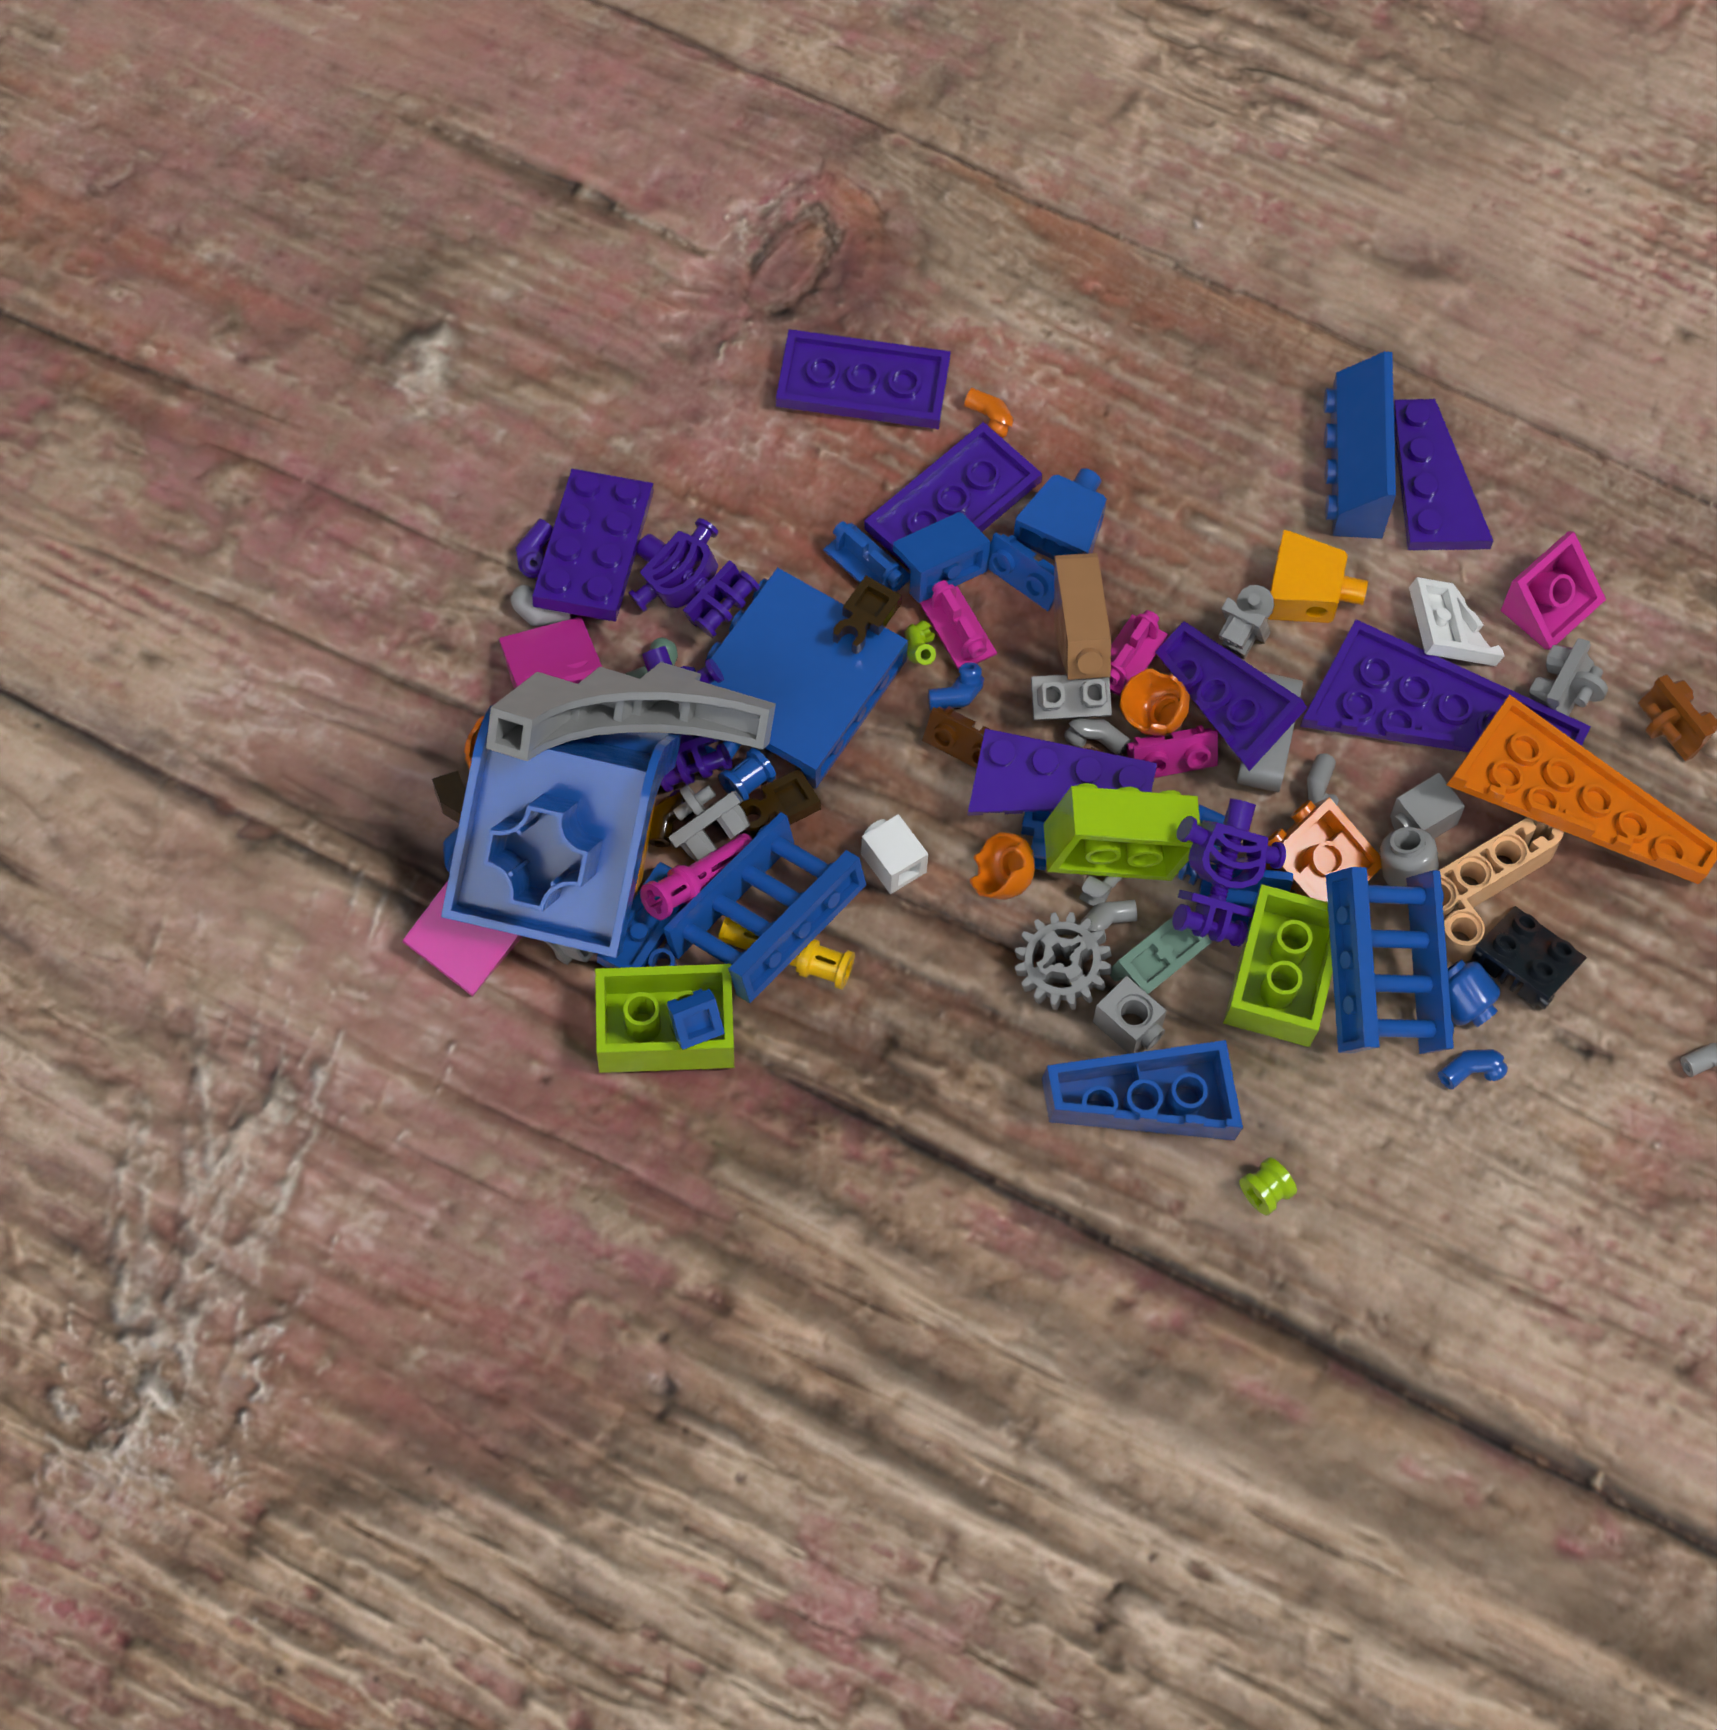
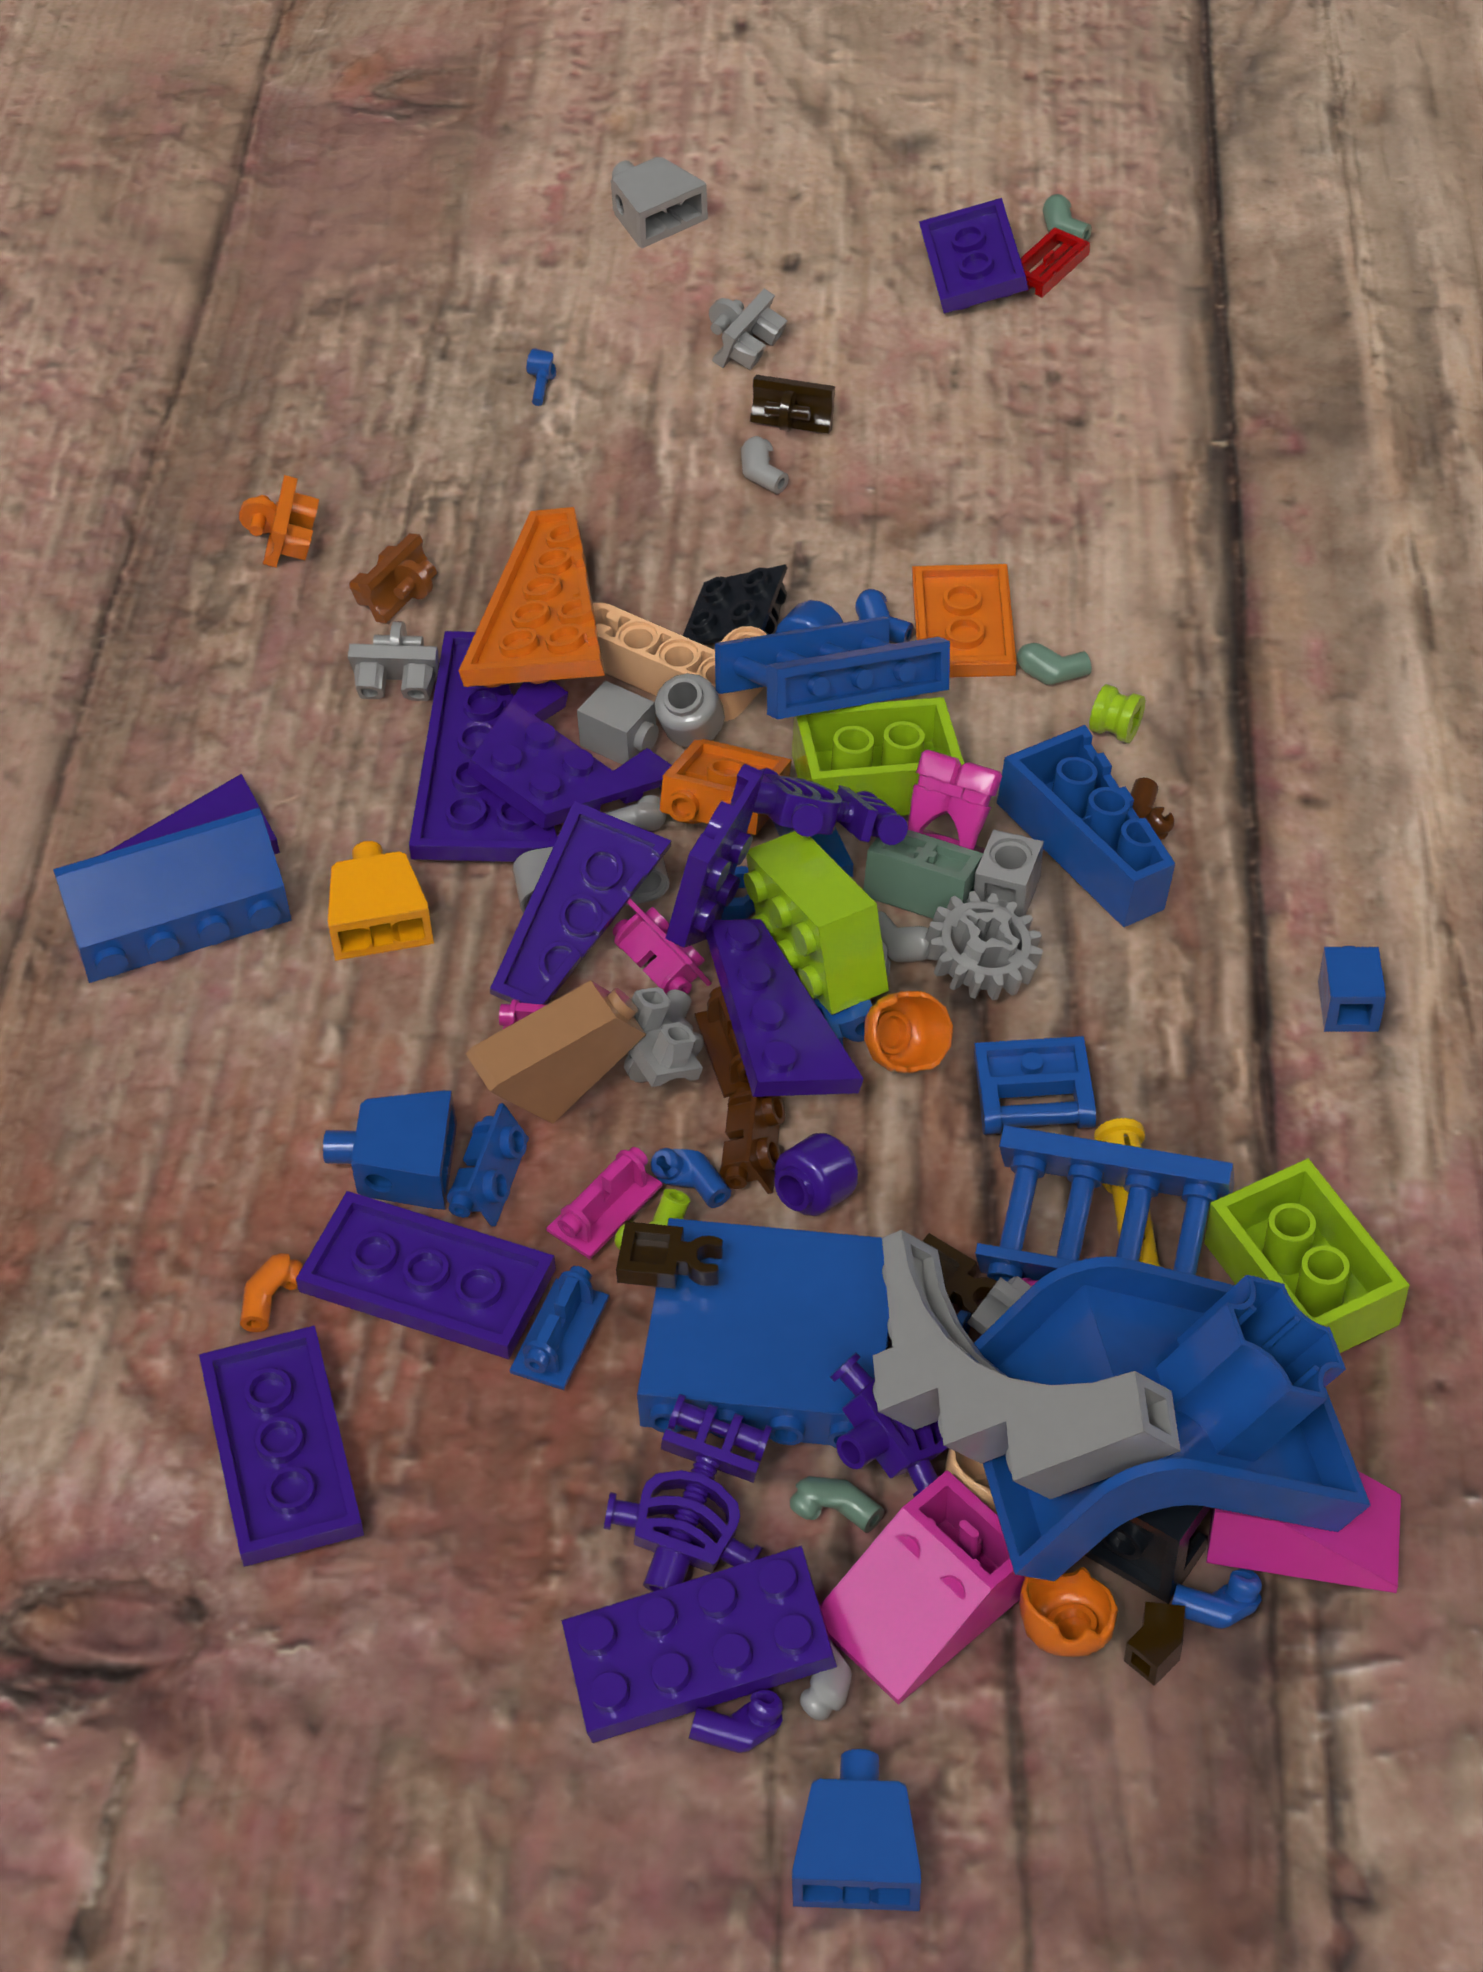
camera: 110 degrees left, 15 degrees down
(421, 574) = (857, 1842): none -> blue torso
(695, 1018) = (1307, 1182): blue tile -> none
(893, 853) = (948, 1143): white brick -> none
(895, 1201) = (1351, 989): none -> blue brick
(910, 758) = (816, 1174): none -> dark purple head
(934, 943) = (1034, 1069): none -> blue plate
(943, 551) = (519, 1238): blue panel -> none
(1154, 702) = (617, 962): orange hair -> none
(1154, 1156) = (1144, 795): none -> reddish brown arm
(1177, 755) = (711, 864): none -> dark purple wing
(1192, 992) = (956, 790): none -> dark pink piece
(1246, 619) = (473, 924): light grey hips -> none
(1353, 1168) = (1051, 667): none -> sand green arm
(1386, 732) = (545, 771): none -> dark purple wing
(1446, 1134) = (971, 611): none -> orange tile
(1449, 625) = (364, 780): white wing -> none
(1554, 593) = (285, 712): dark pink slope -> none

